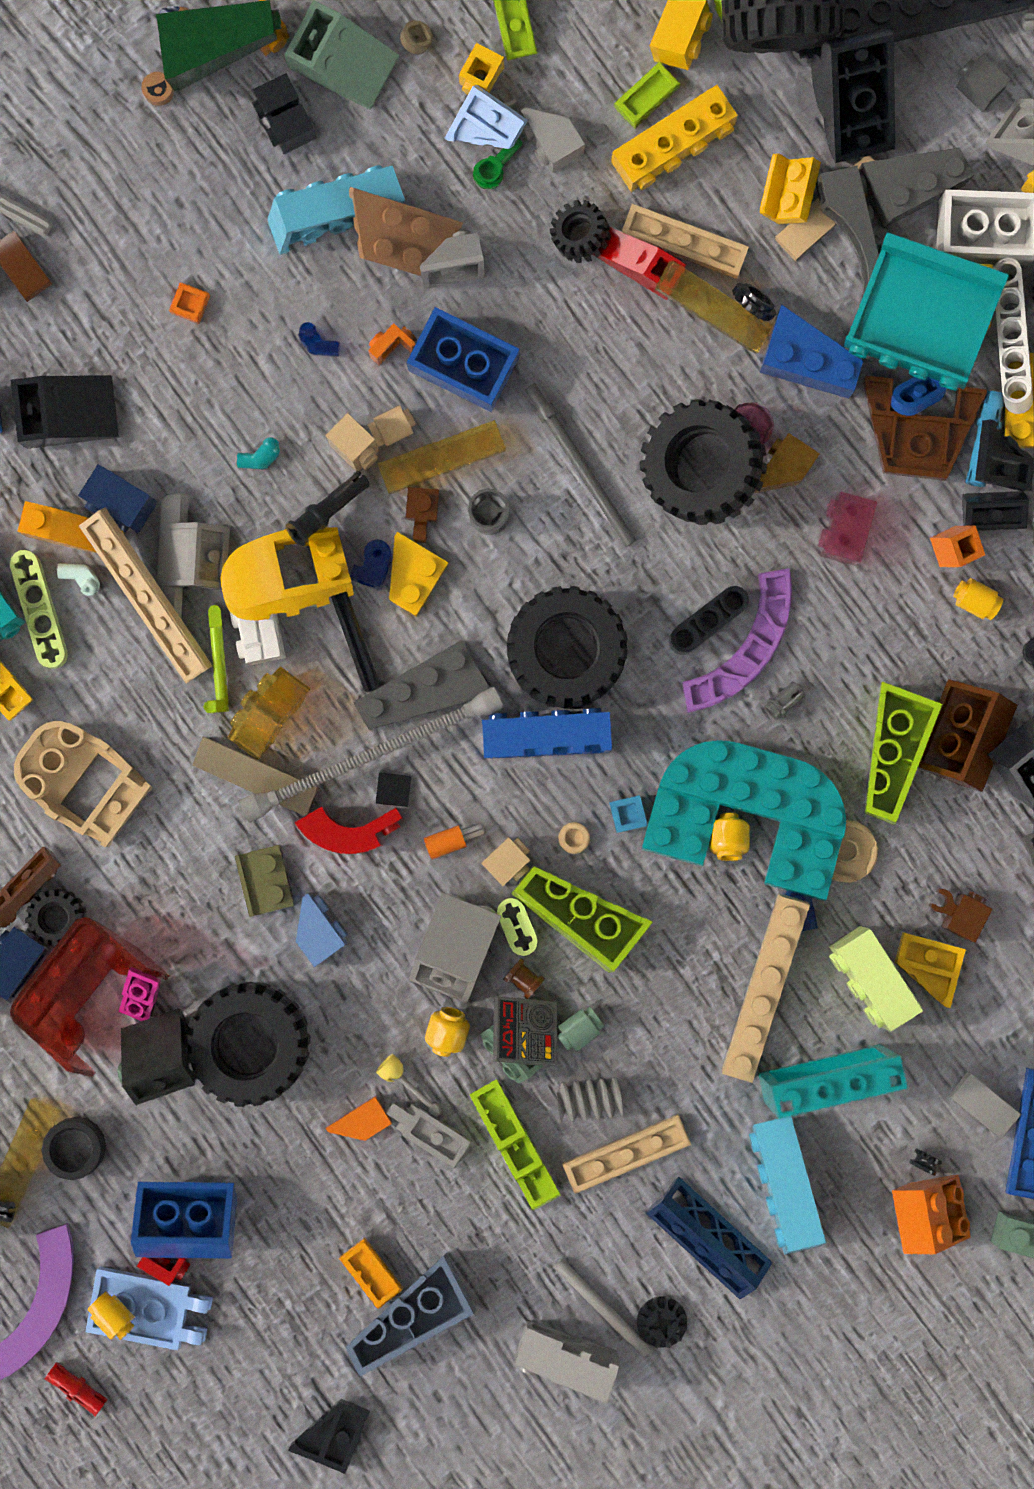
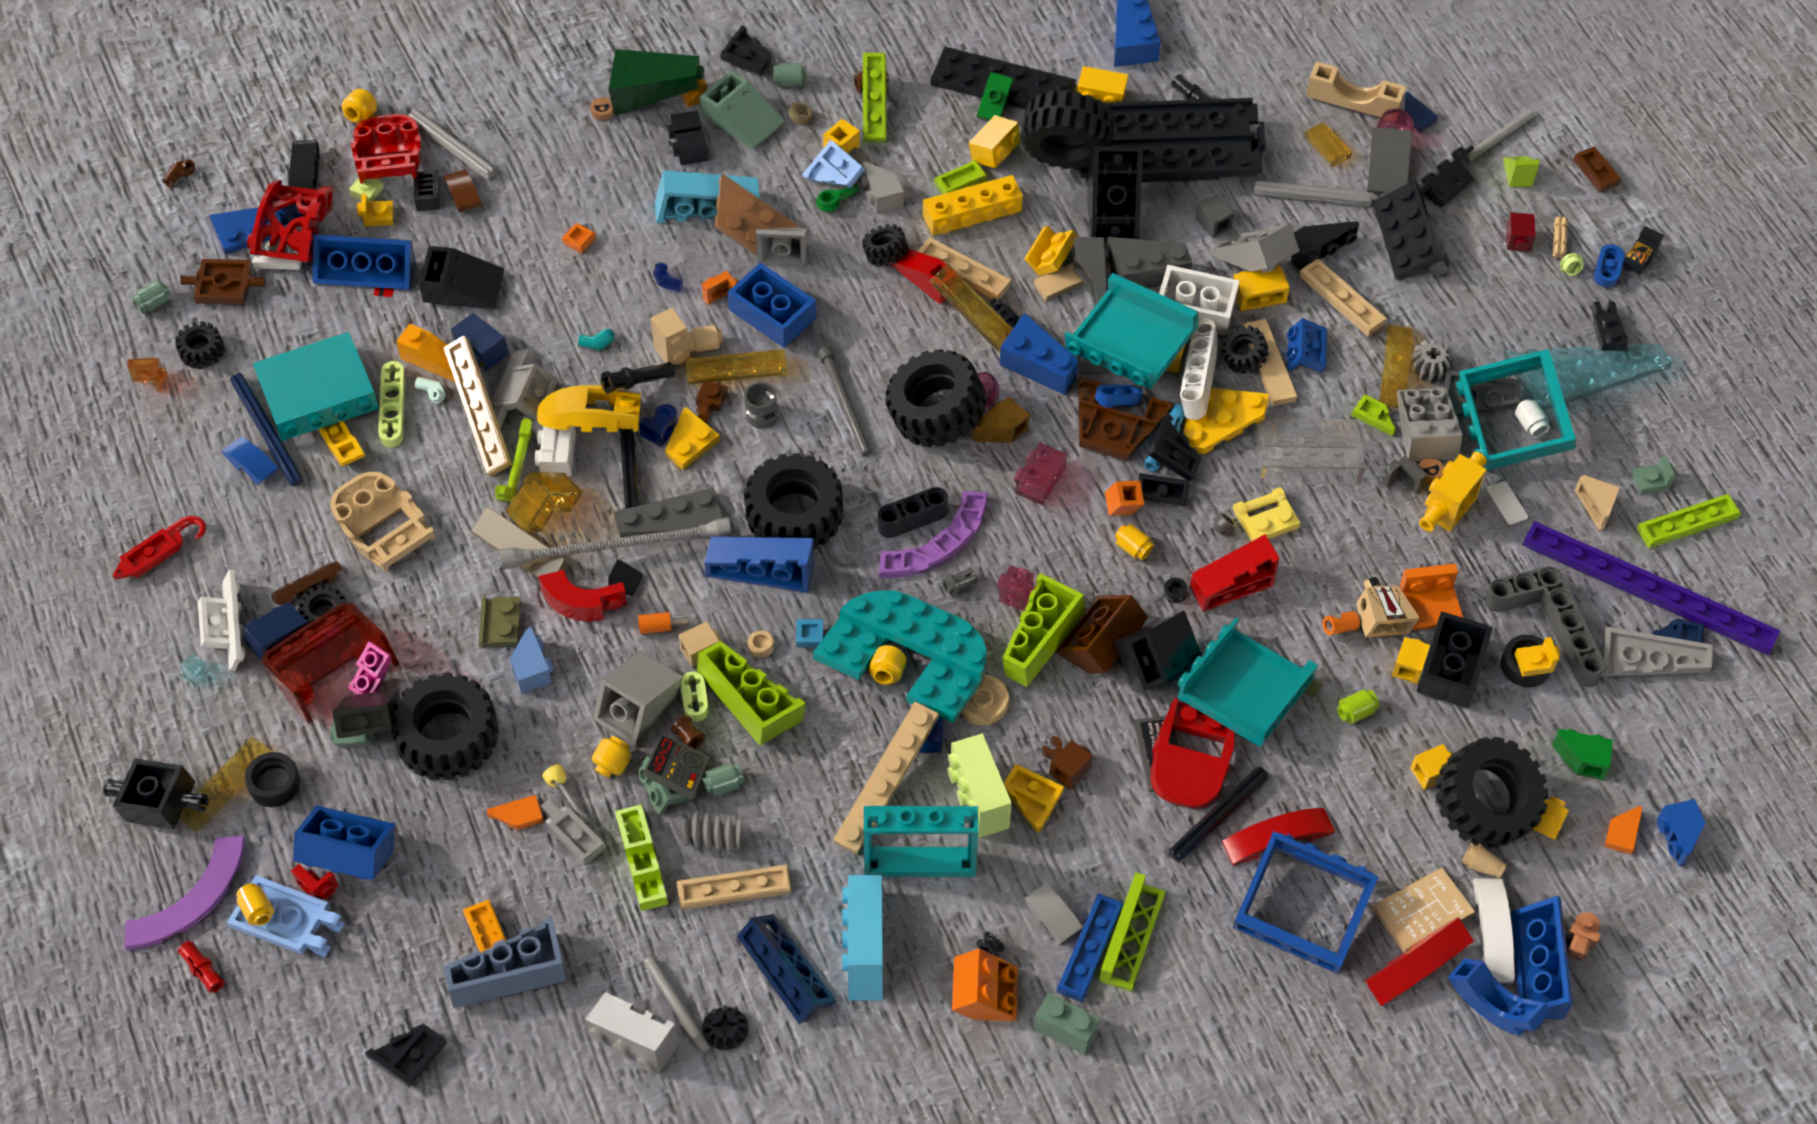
camera: 10 degrees right, 30 degrees down
(844, 702) = (1015, 587): none -> clear pink brick

